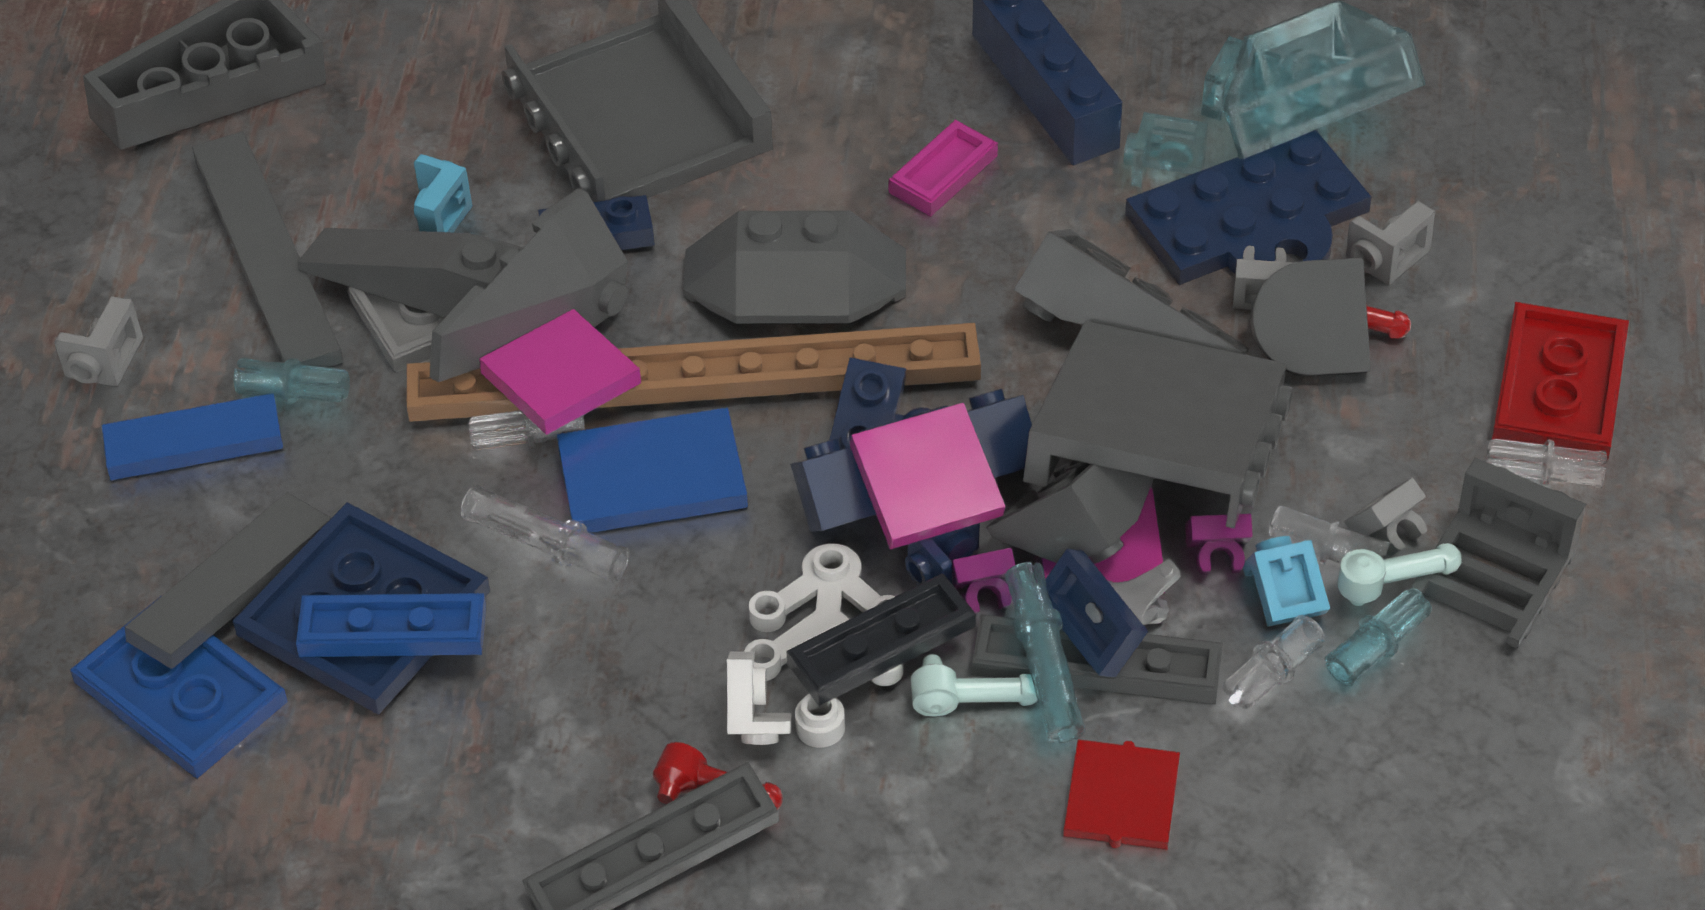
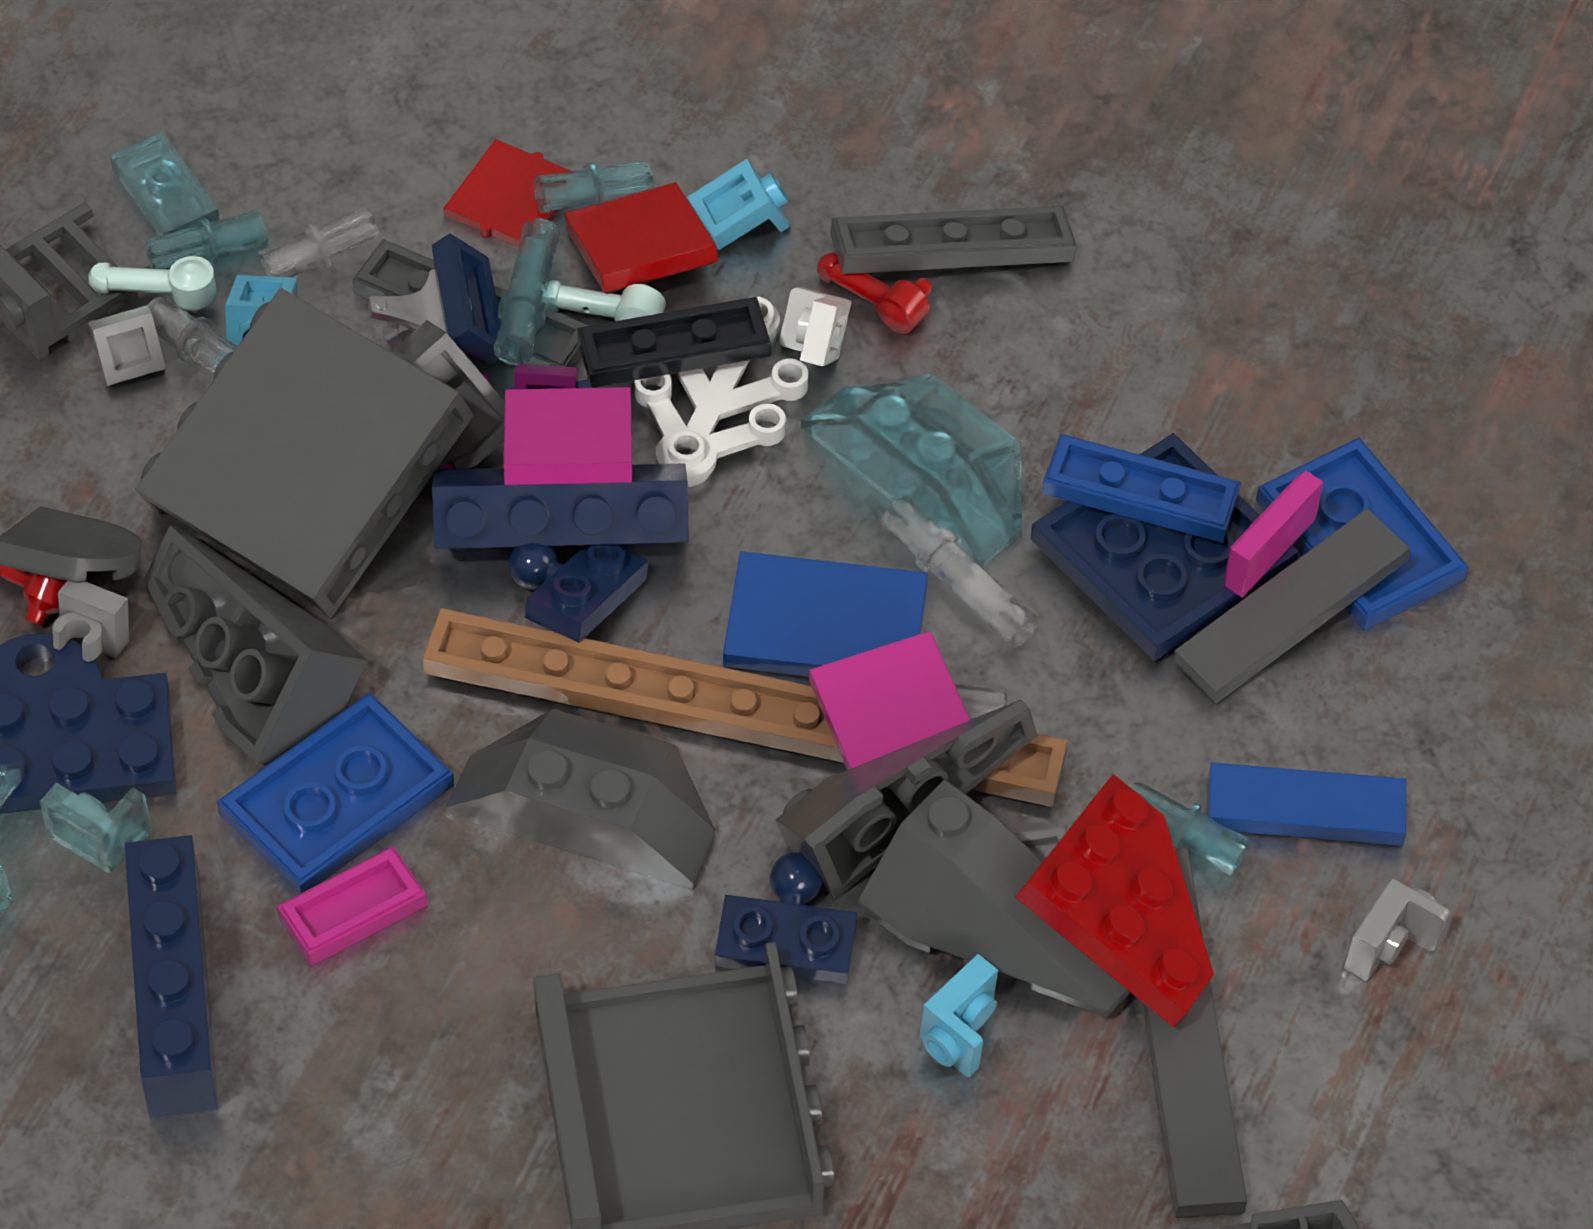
camera: 165 degrees left, 5 degrees up
(254, 594) = (1273, 533): none -> dark pink tile
(328, 276) = (1124, 901): none -> red plate
(616, 624) = (934, 447): none -> clear light blue wedge
(877, 823) = (739, 203): none -> medium azure bracket
(966, 758) = (641, 237): none -> red tile
(994, 235) = (335, 793): none -> blue tile
(1040, 801) = (591, 185): none -> clear light blue axle
(1458, 689) = (163, 185): none -> clear light blue plate

